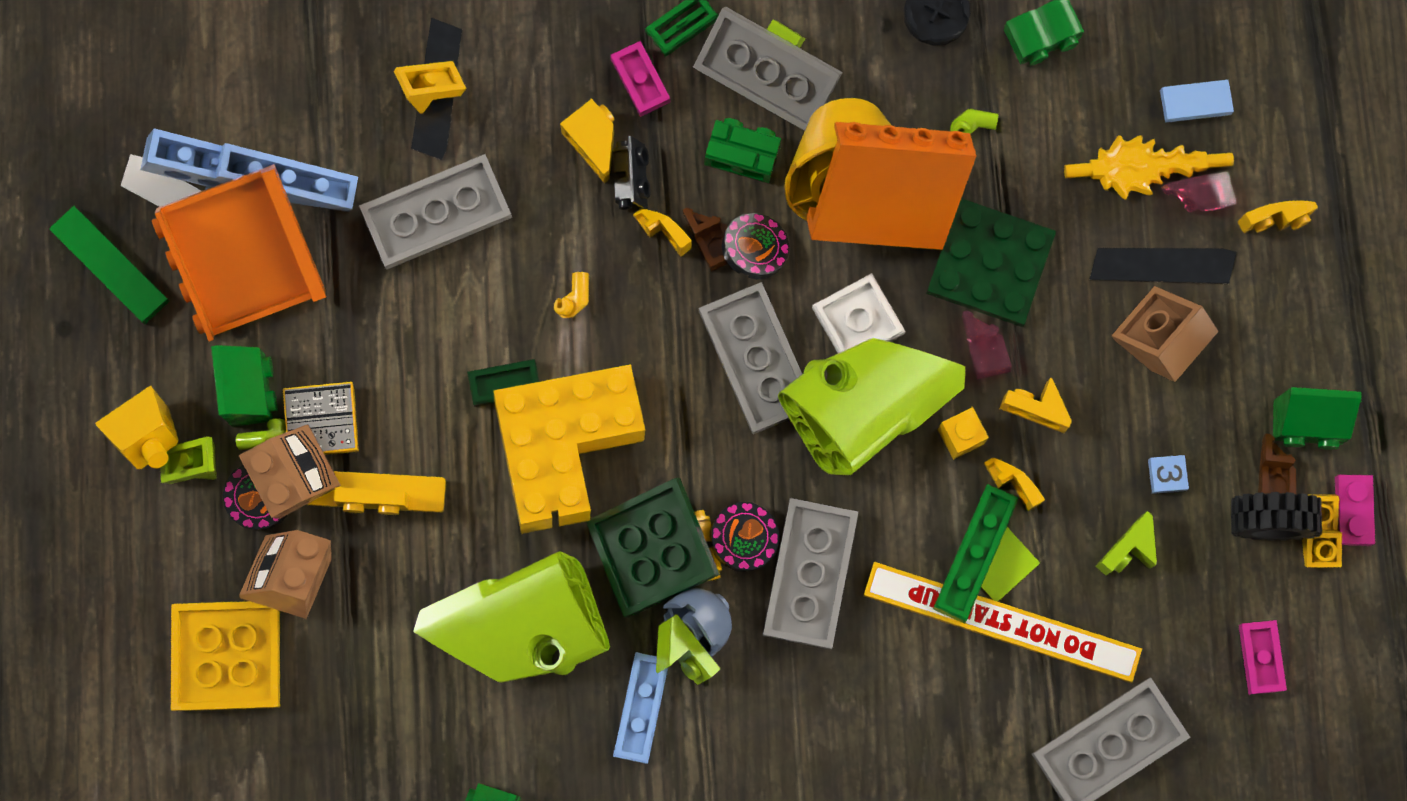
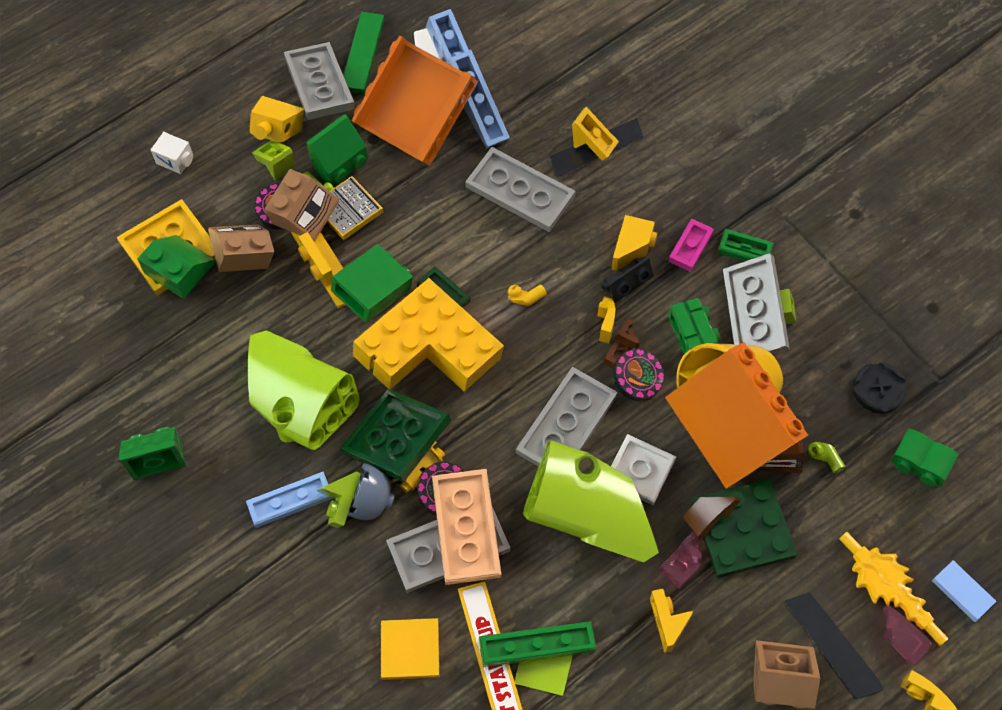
camera: 60 degrees right, 15 degrees down
(95, 576) = (172, 153): none -> white brick
(120, 343) = (319, 81): none -> light grey plate
(264, 660) = (175, 264): none -> green slope
(445, 455) = (371, 283): none -> green brick
(806, 541) = (466, 527): none -> light nougat tile
(893, 684) = (409, 649): none -> yellow tile
(959, 287) = (707, 512): none -> reddish brown slope
(962, 433) = (612, 580): yellow brick -> none
(1004, 473) = (604, 629): yellow slope -> none

